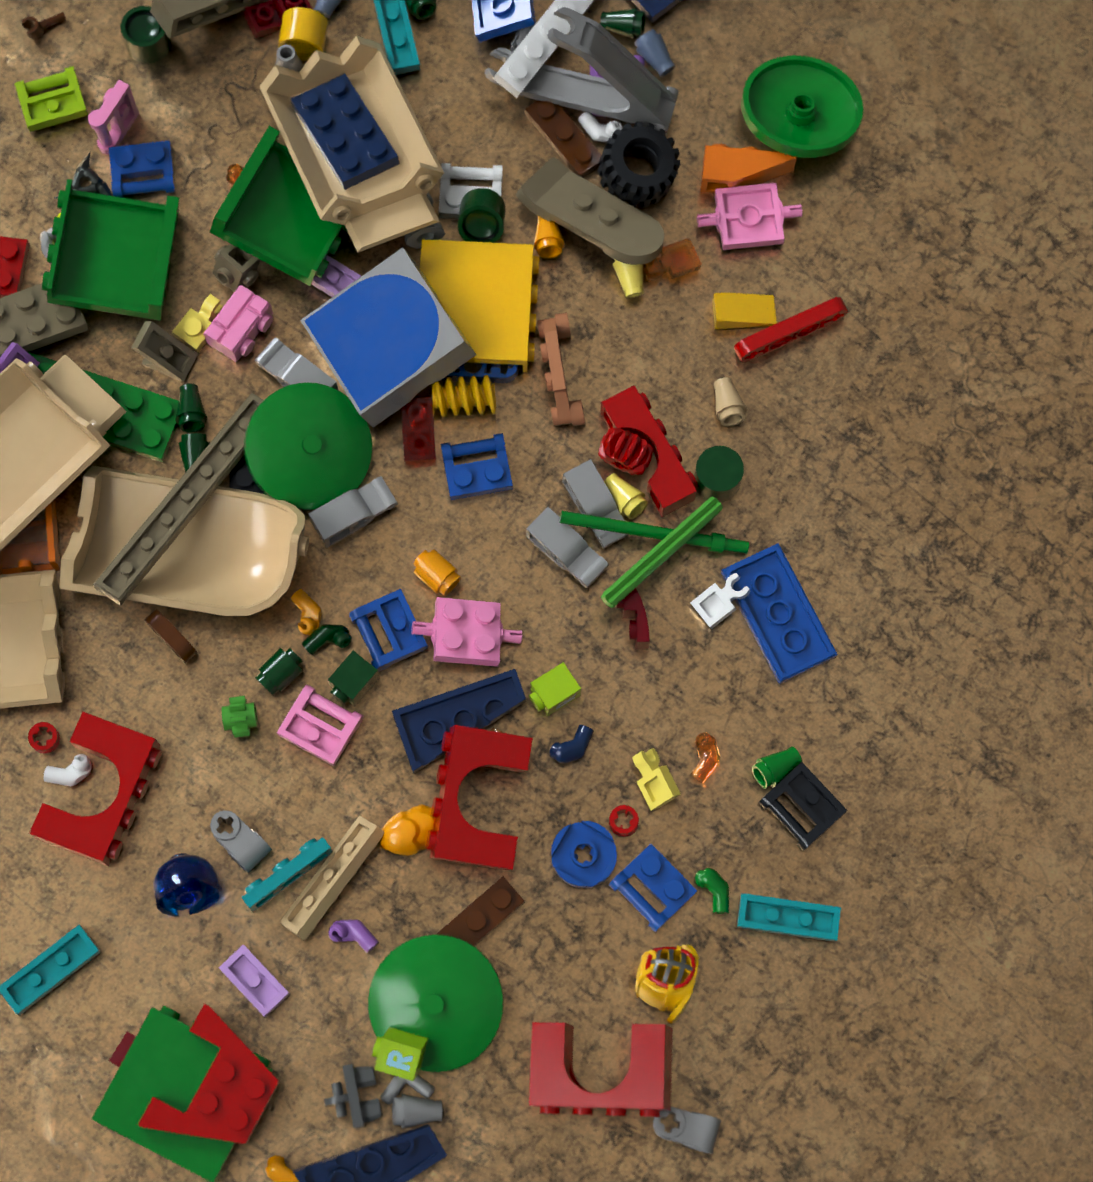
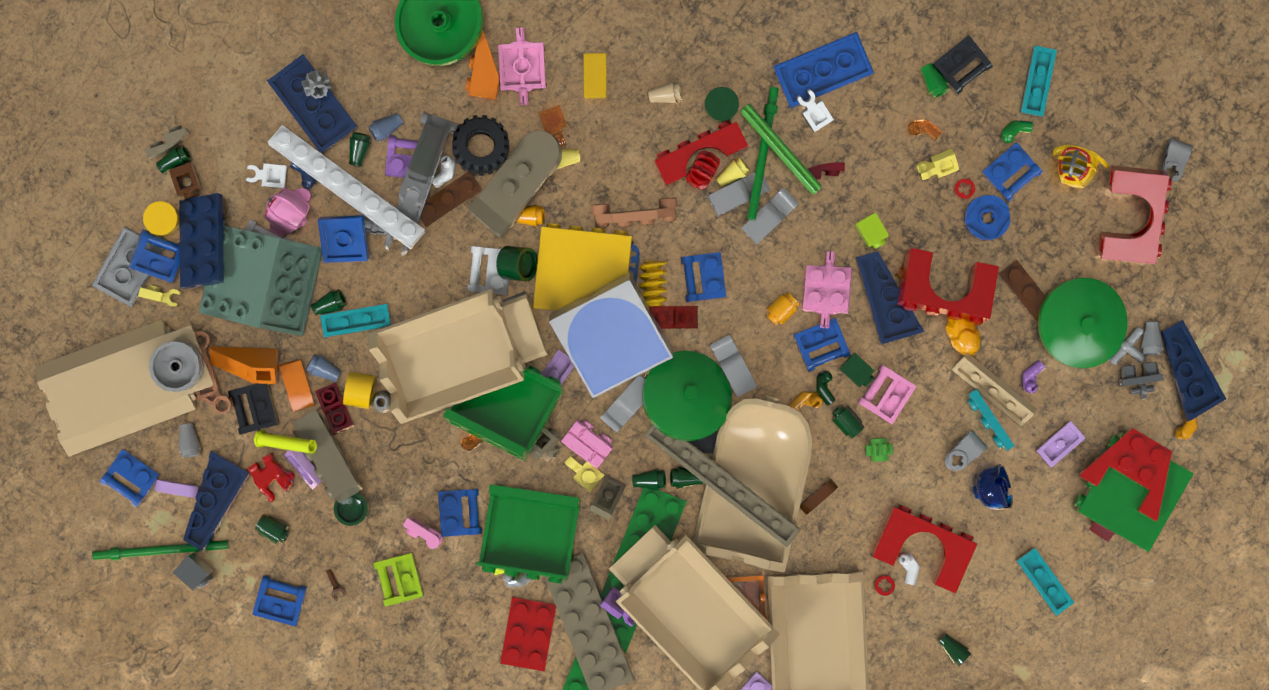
camera: 85 degrees left, 15 degrees up
(84, 173) = (459, 554): pearl dark grey piece -> none
(345, 131) = (443, 361): dark blue plate -> none
(399, 1053) = (1118, 347): lime brick -> none
(573, 749) = (913, 219): dark blue arm -> none
(790, 329) = (613, 43): red beam -> none

